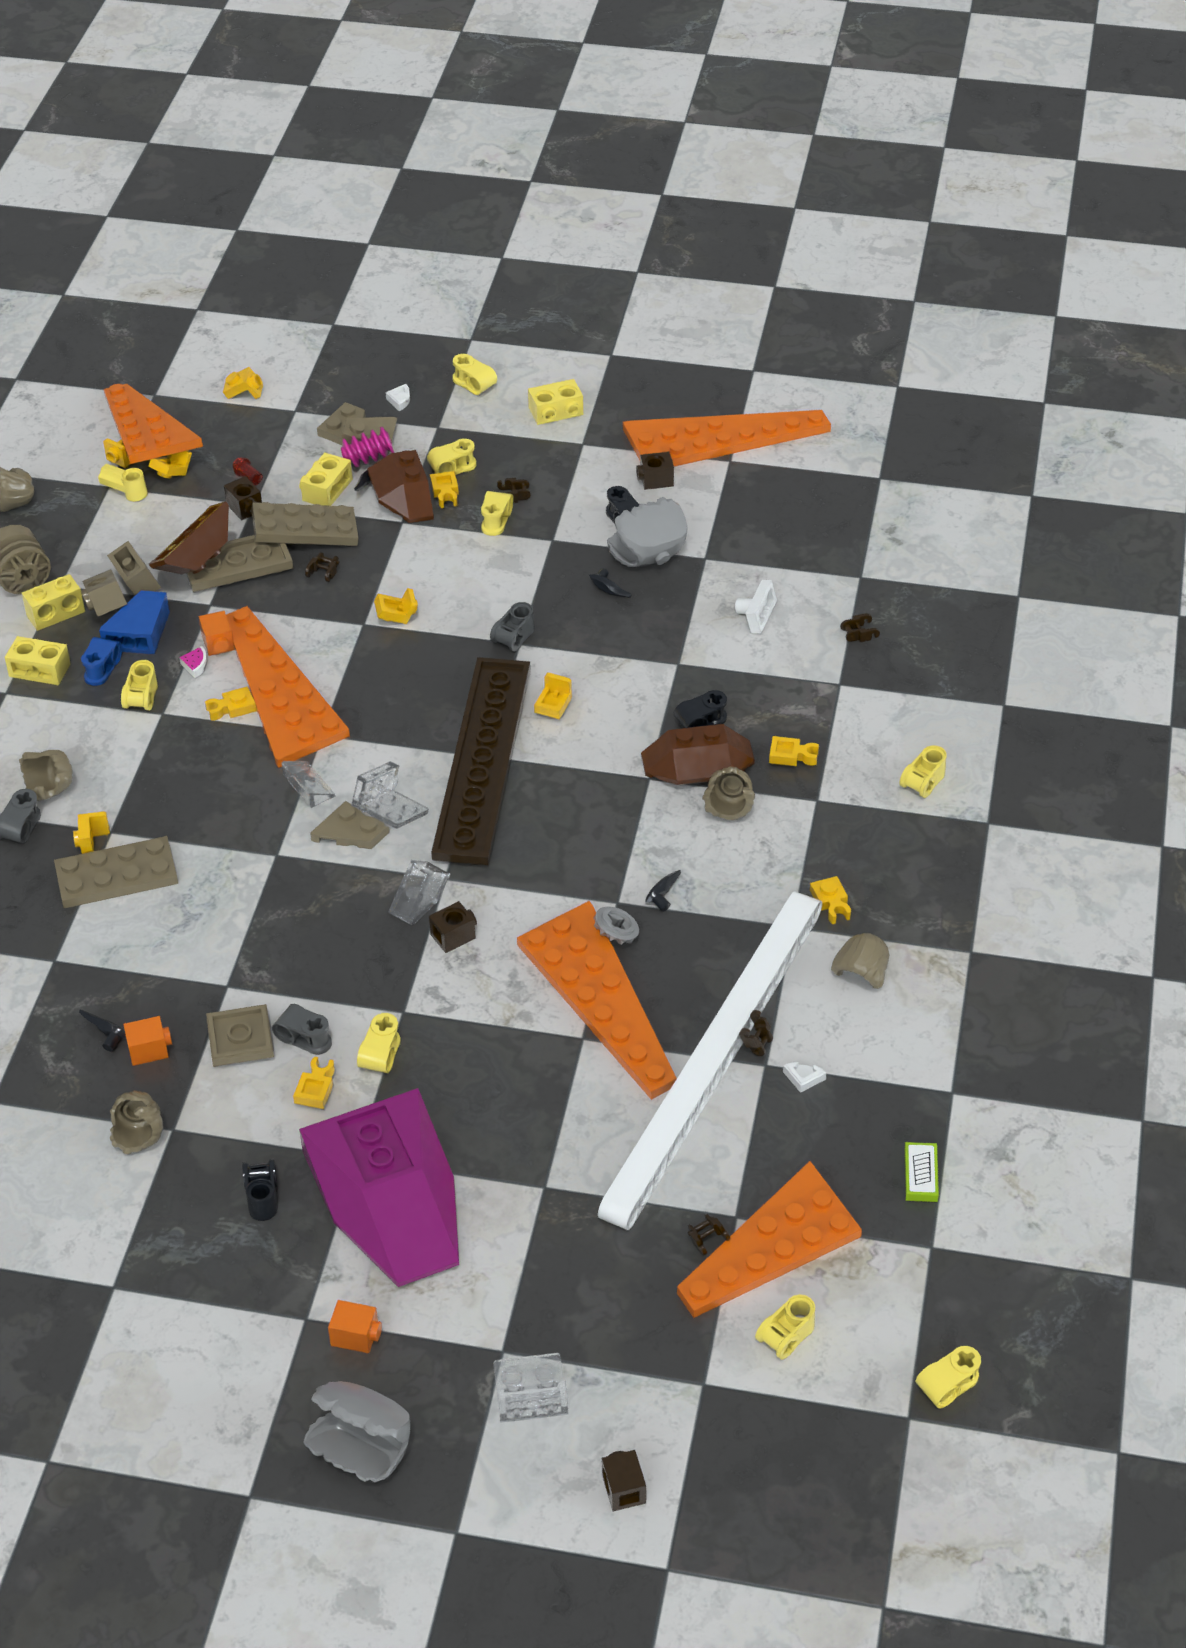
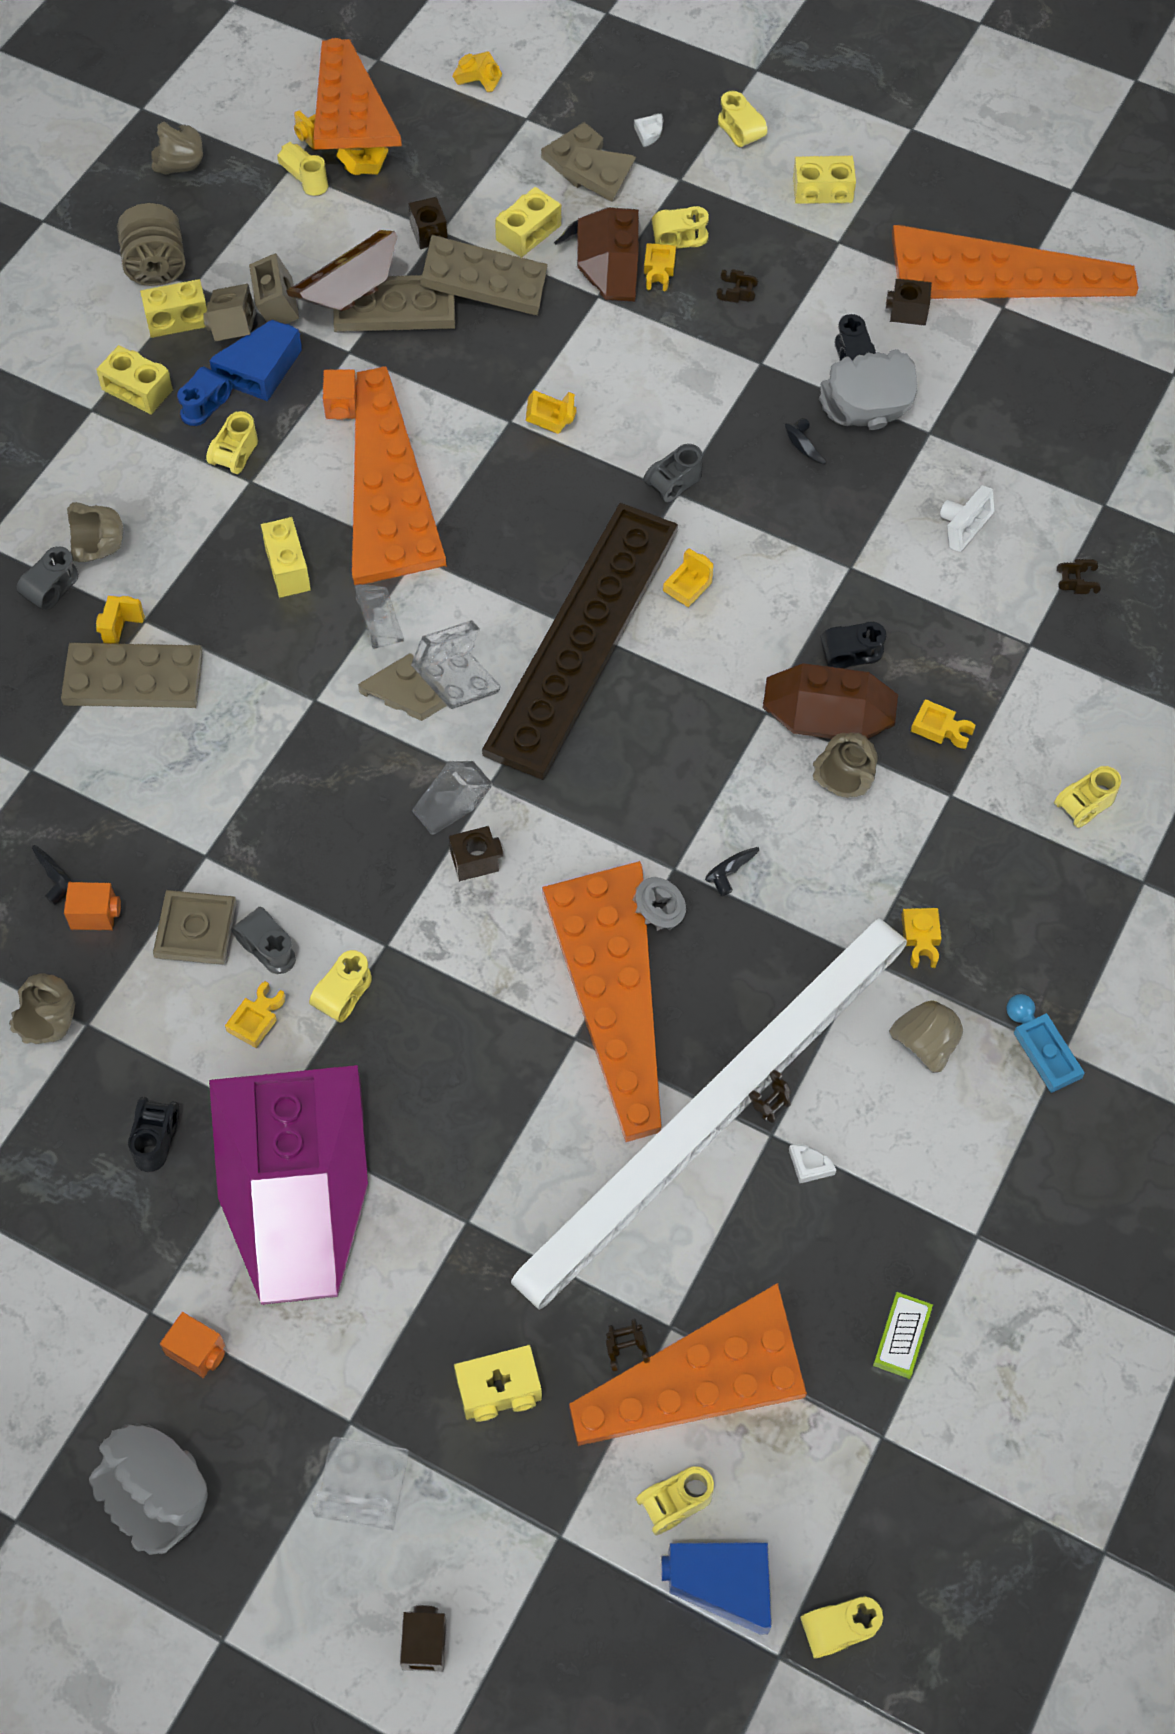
camera: 15 degrees right, 15 degrees up
(194, 661) = (306, 423): tile -> none
(215, 756) = (285, 557): none -> light yellow brick
(234, 702) = (333, 490): yellow plate -> none
(243, 467) = (442, 182): clear red pin -> none
(316, 563) = (482, 328): dark brown piece -> none
(367, 447) = (586, 192): dark pink piece -> none
(496, 510) = (706, 311): light yellow piece -> none
(614, 1286) = (517, 1374): none -> light yellow brick
(845, 1372) = (722, 1580): none -> blue slope
(954, 947) = (1043, 1044): none -> dark azure plate

